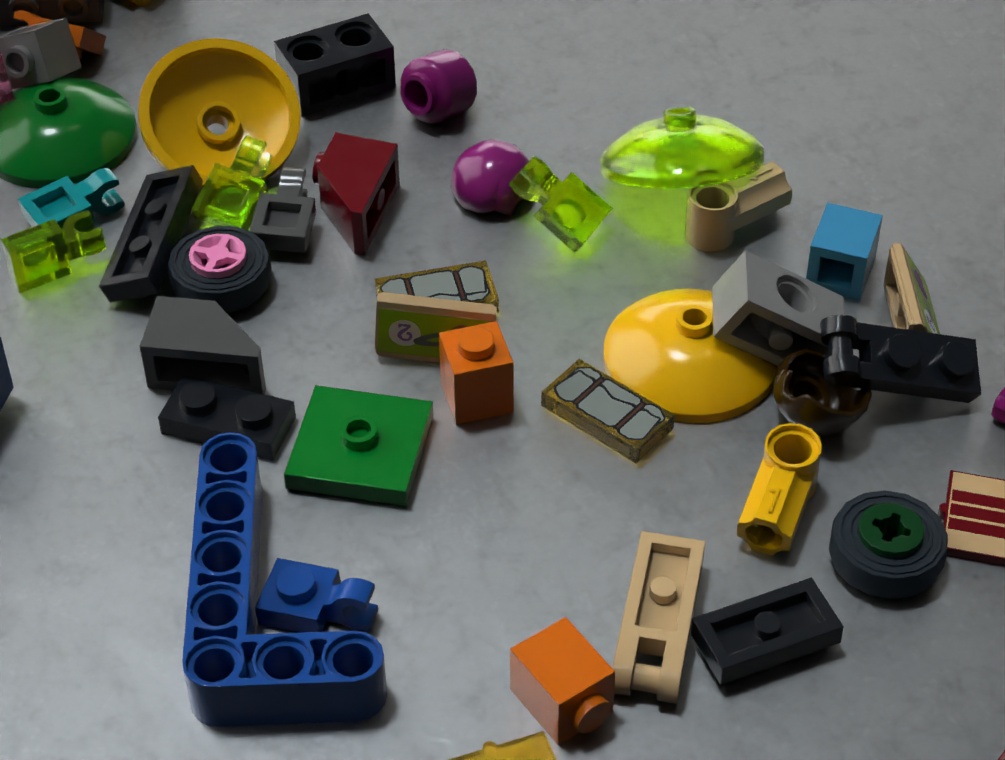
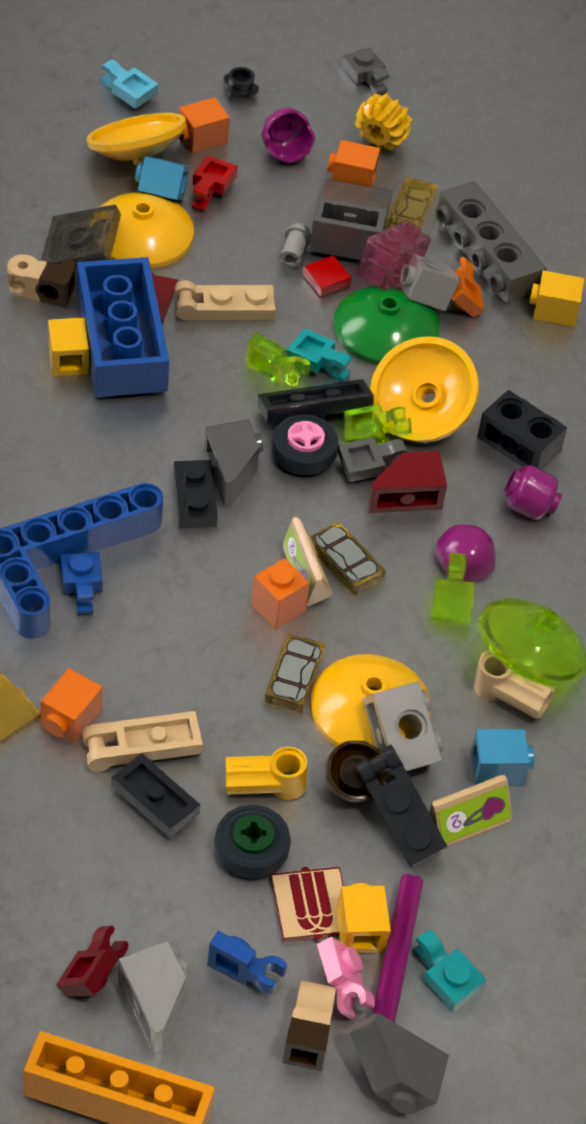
camera: 60 degrees right, 5 degrees up
(359, 445) = (205, 562): green plate -> none

